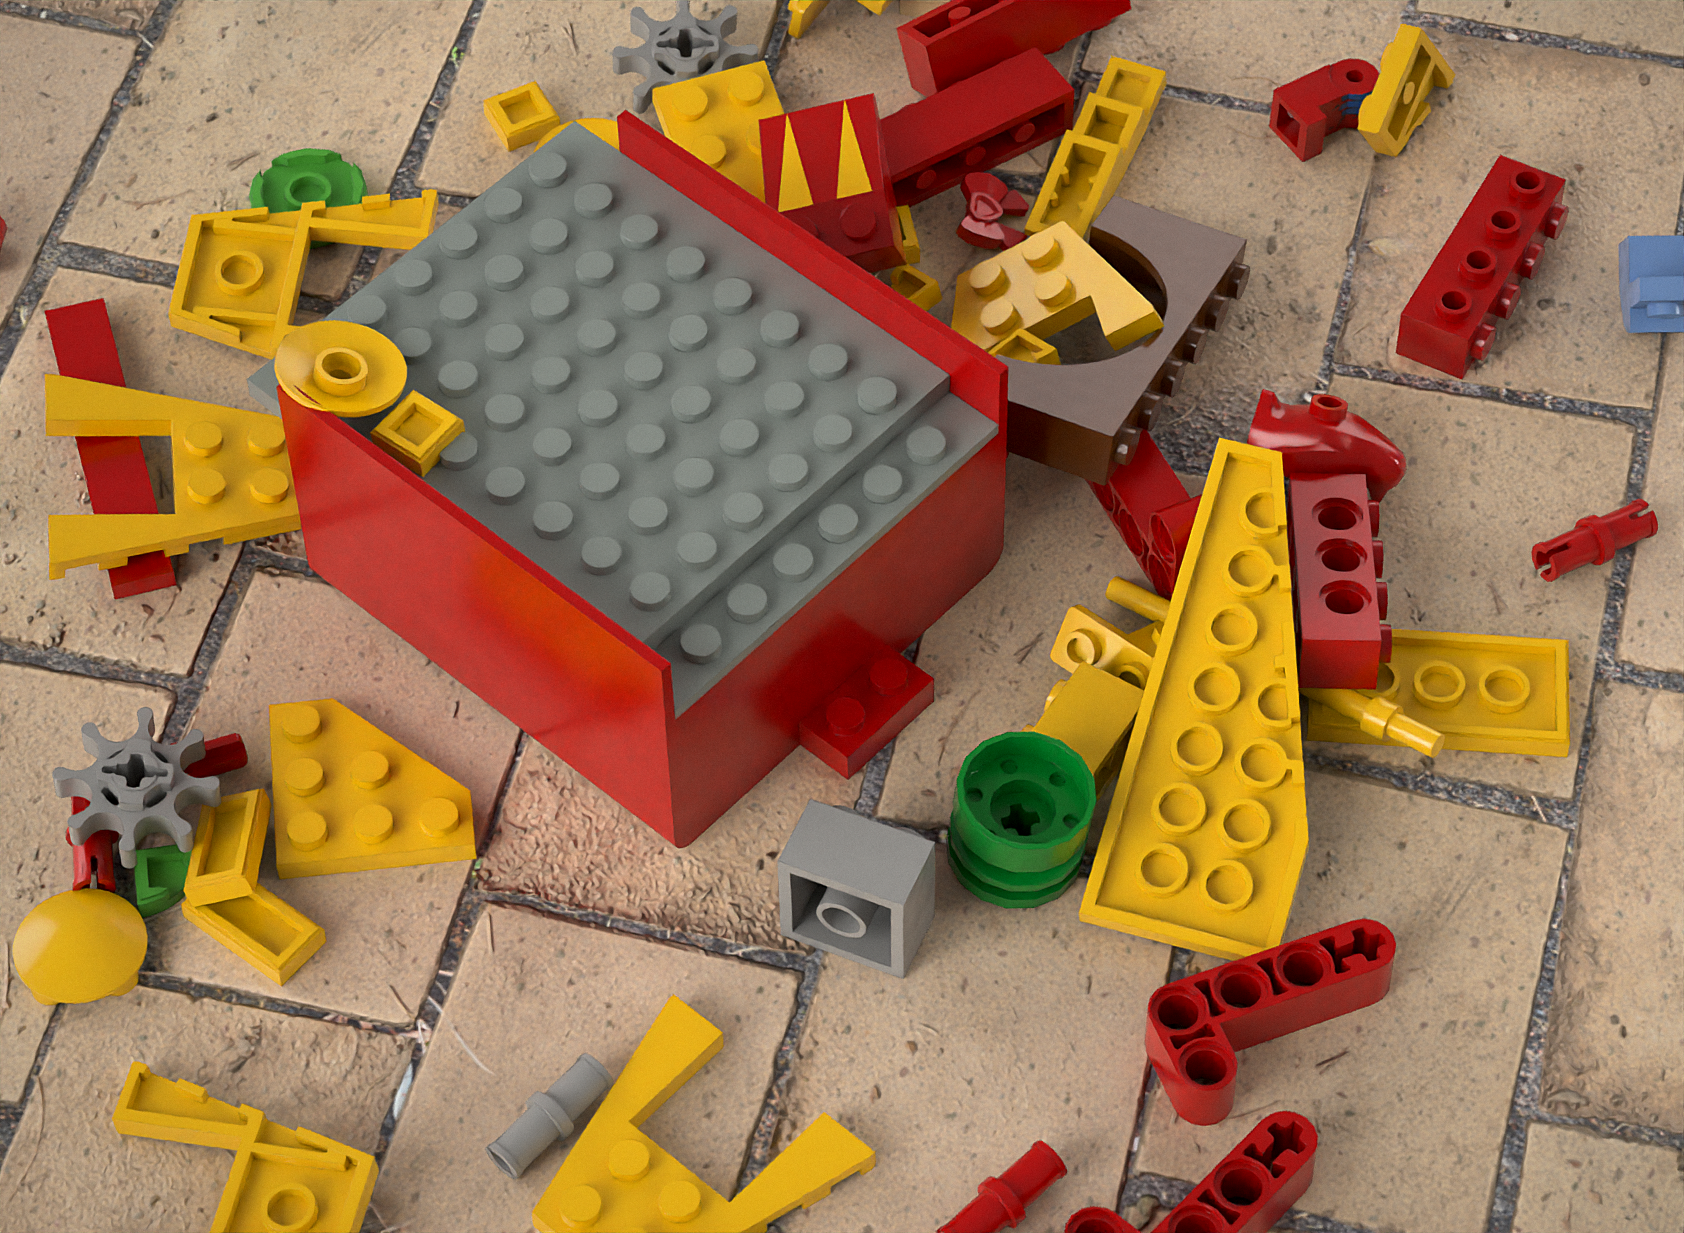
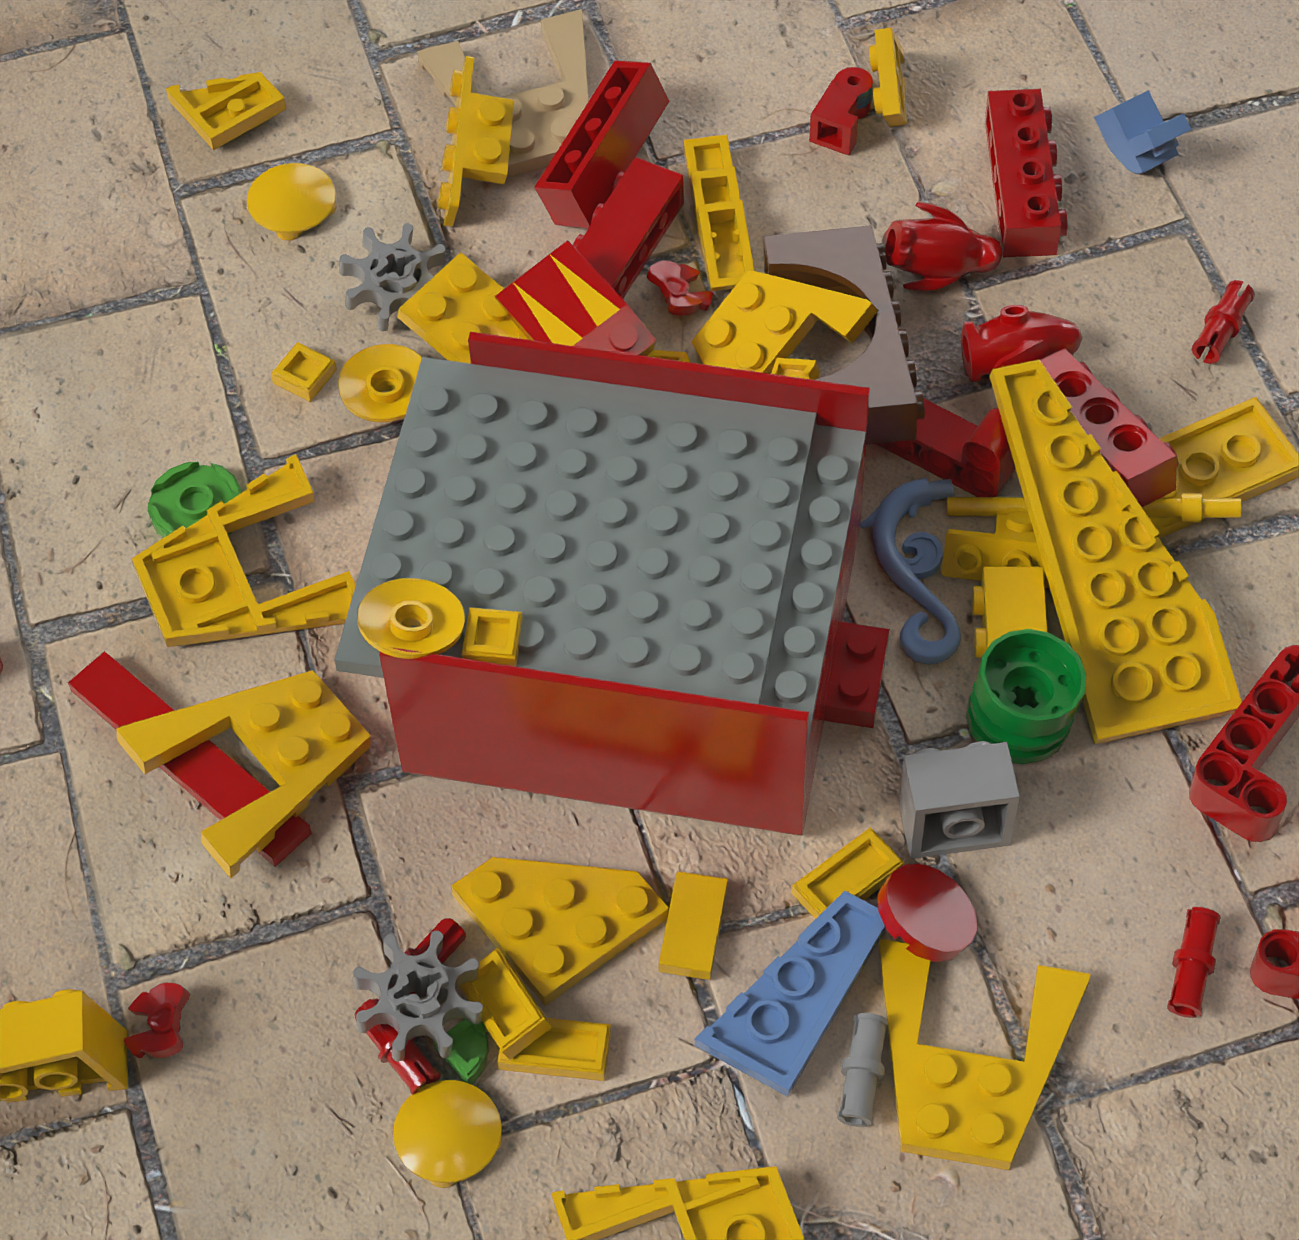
camera: 30 degrees left, 5 degrees up
(490, 877) = (693, 925): none -> yellow tile
(519, 1013) = (790, 1007): none -> medium blue wing
(693, 916) = (856, 868): none -> yellow tile
(740, 990) = (927, 912): none -> red tile
(1037, 635) = (908, 572): none -> medium blue plant
(1312, 303) = (938, 248): none -> red animal

